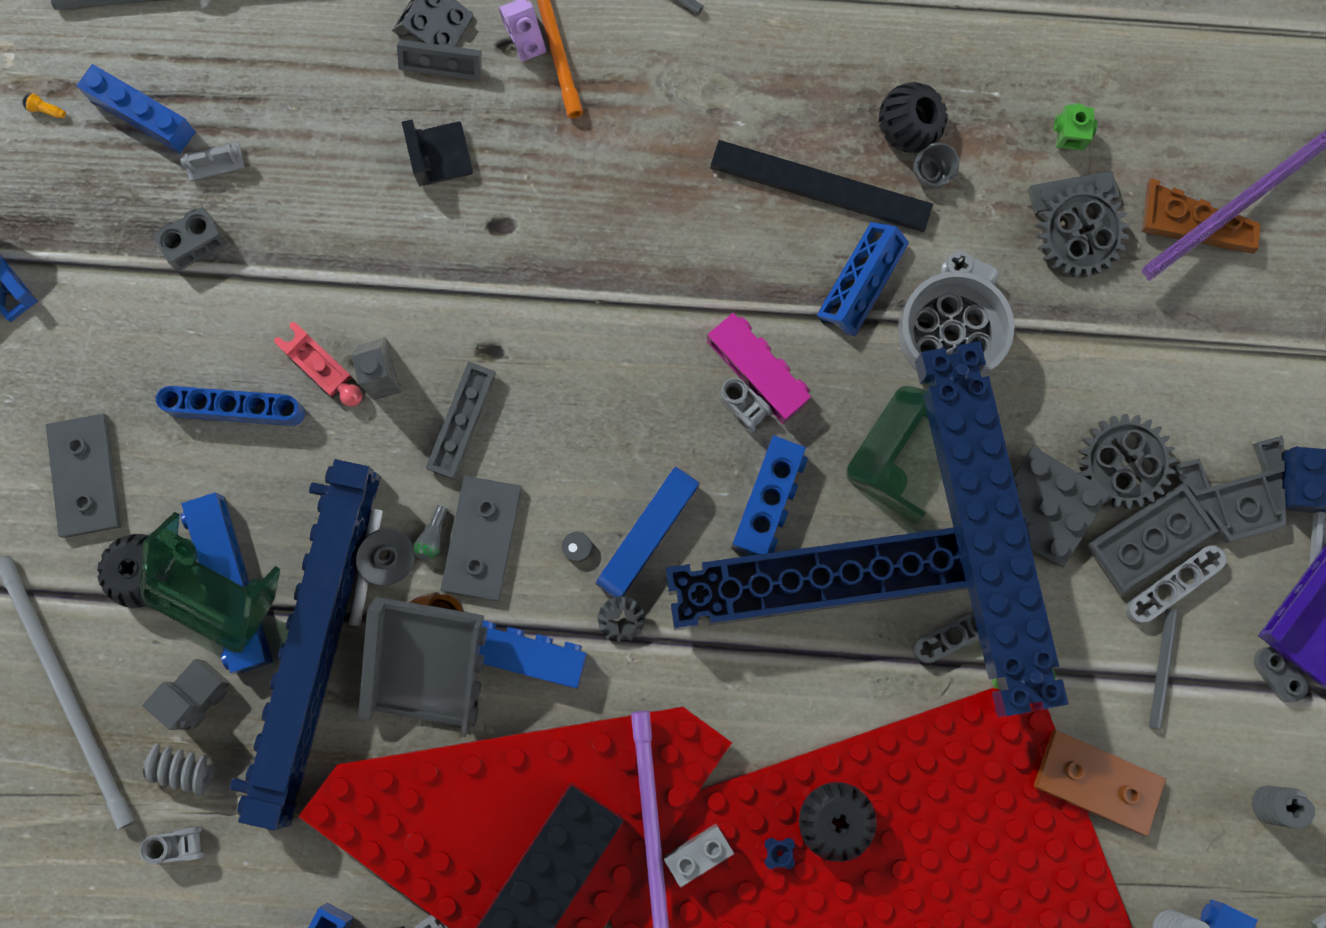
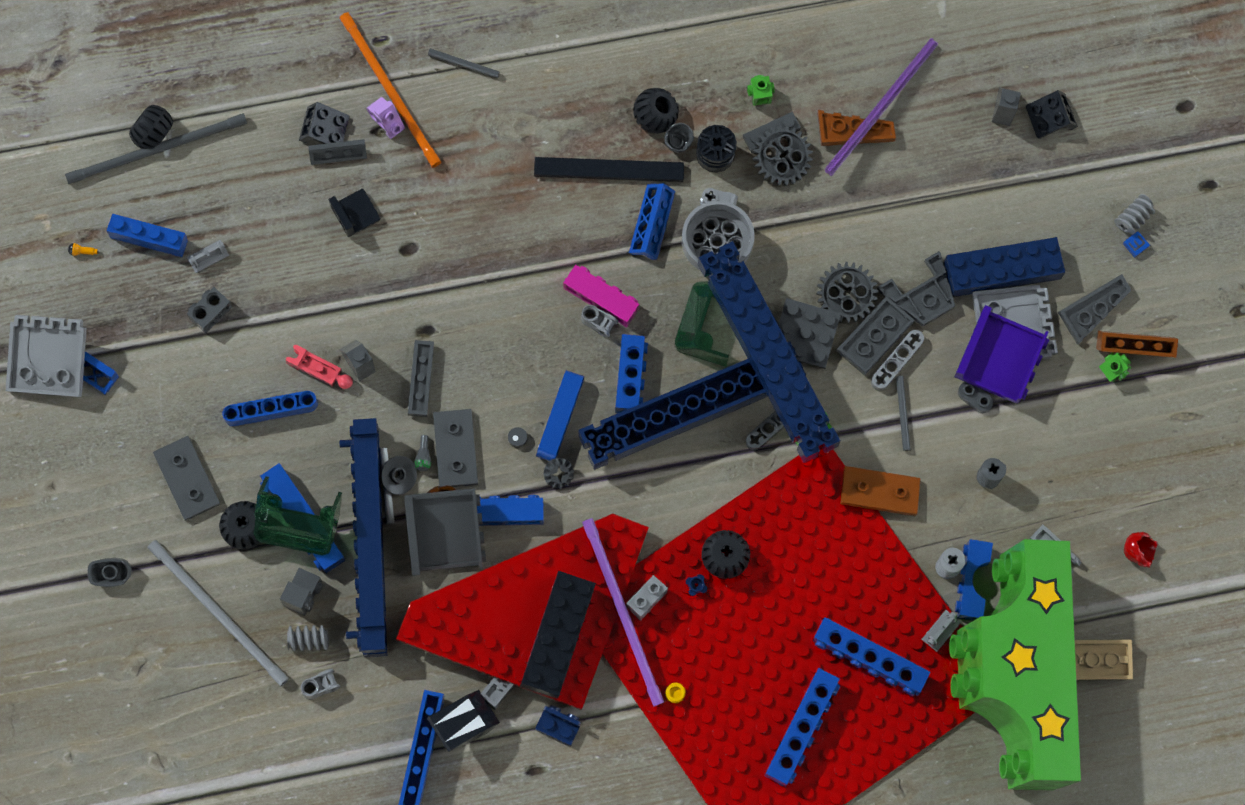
camera: 20 degrees left, 5 degrees down
(986, 209) = (720, 157): none -> black wheel

